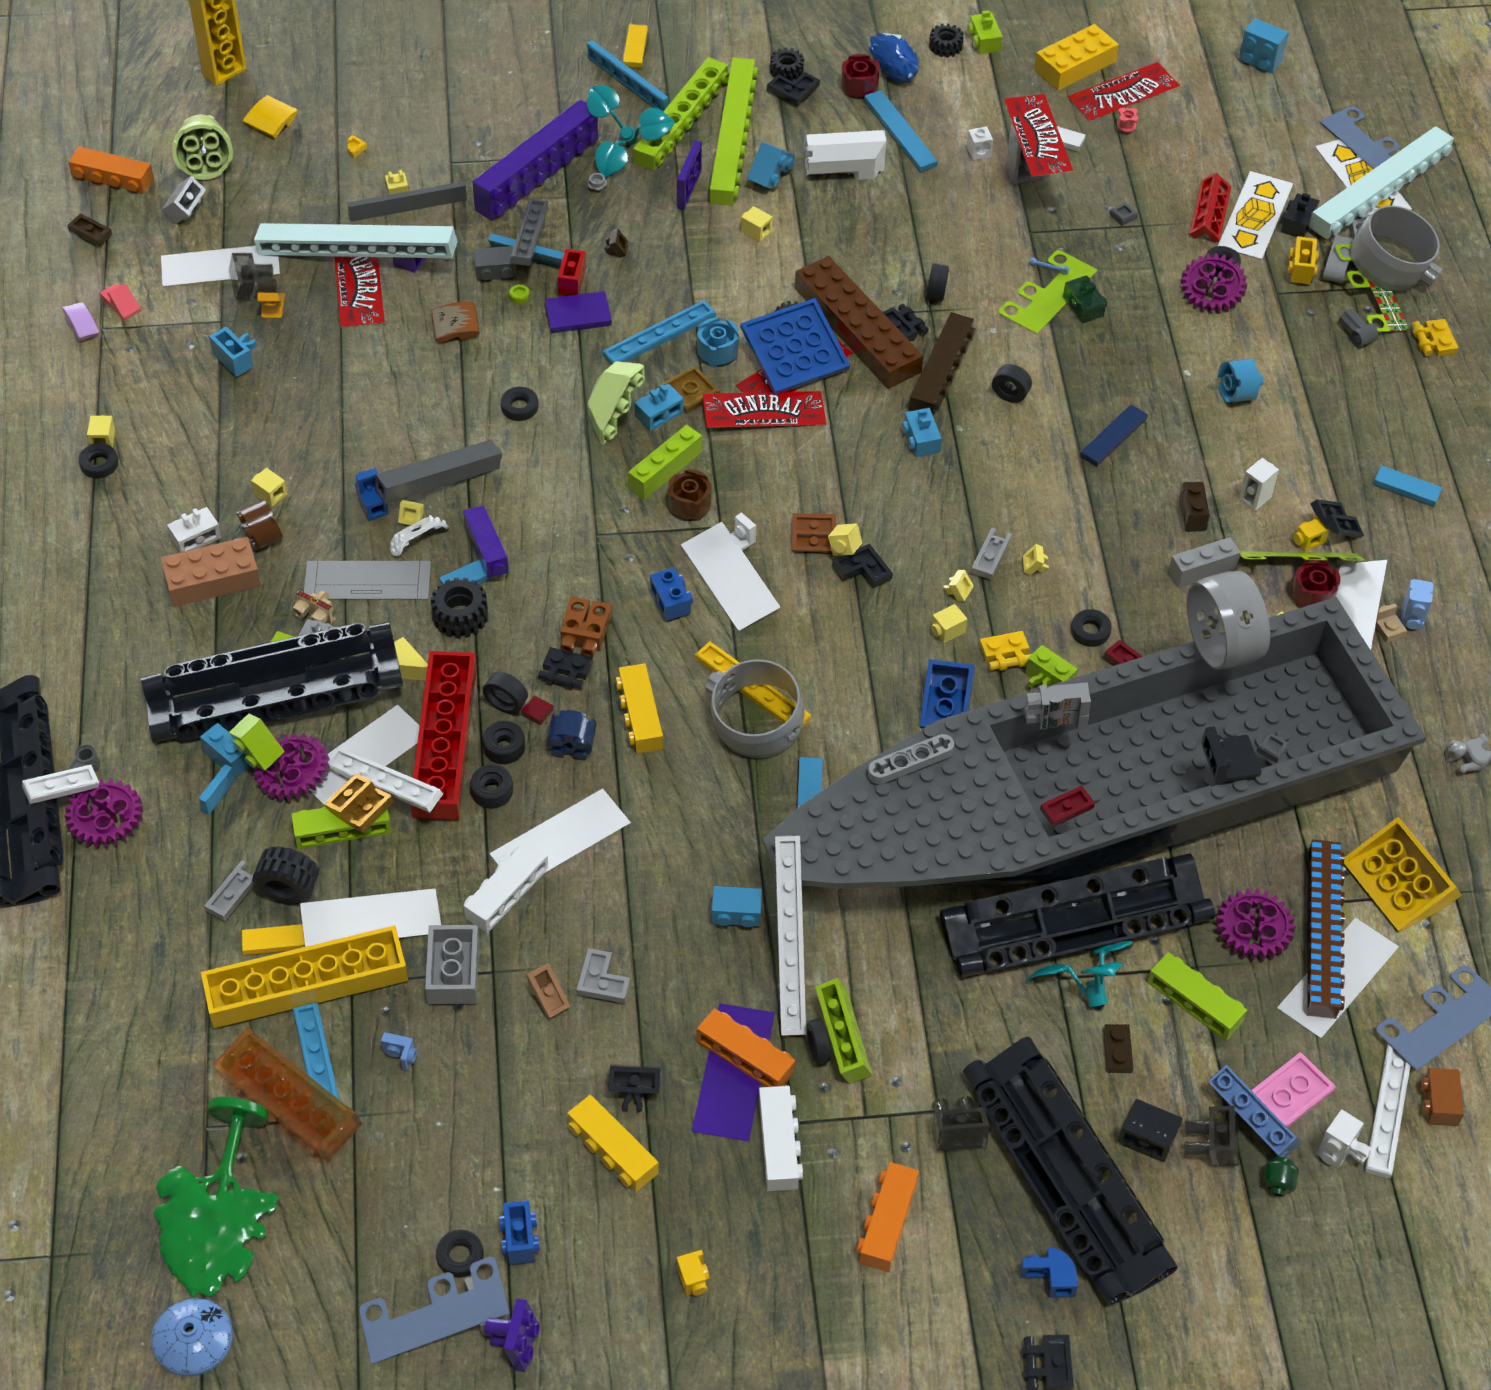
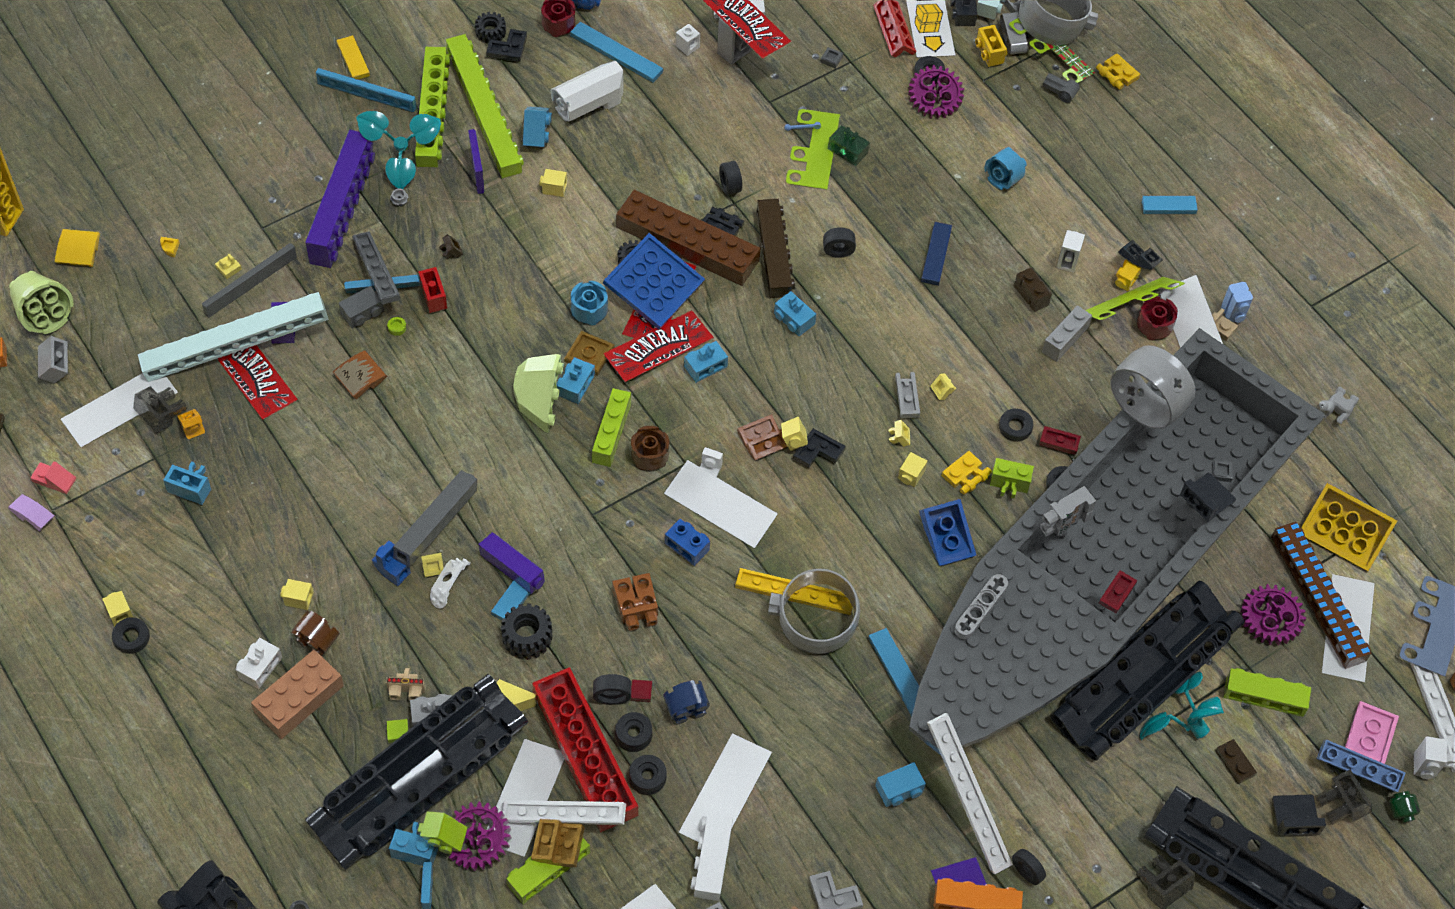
camera: 30 degrees left, 5 degrees up
(368, 579) = (430, 639): light grey sticker -> none
(523, 413) = (459, 436): black tyre -> none
(568, 664) = (640, 639): black plate -> none
(578, 312) = (455, 322): dark purple tile -> none
(640, 708) = (723, 652): yellow brick -> none
(659, 333) = (533, 314): dark azure tile -> none
(801, 440) = (705, 361): none -> dark azure brick
(843, 1031) = (1041, 848): lime brick -> none

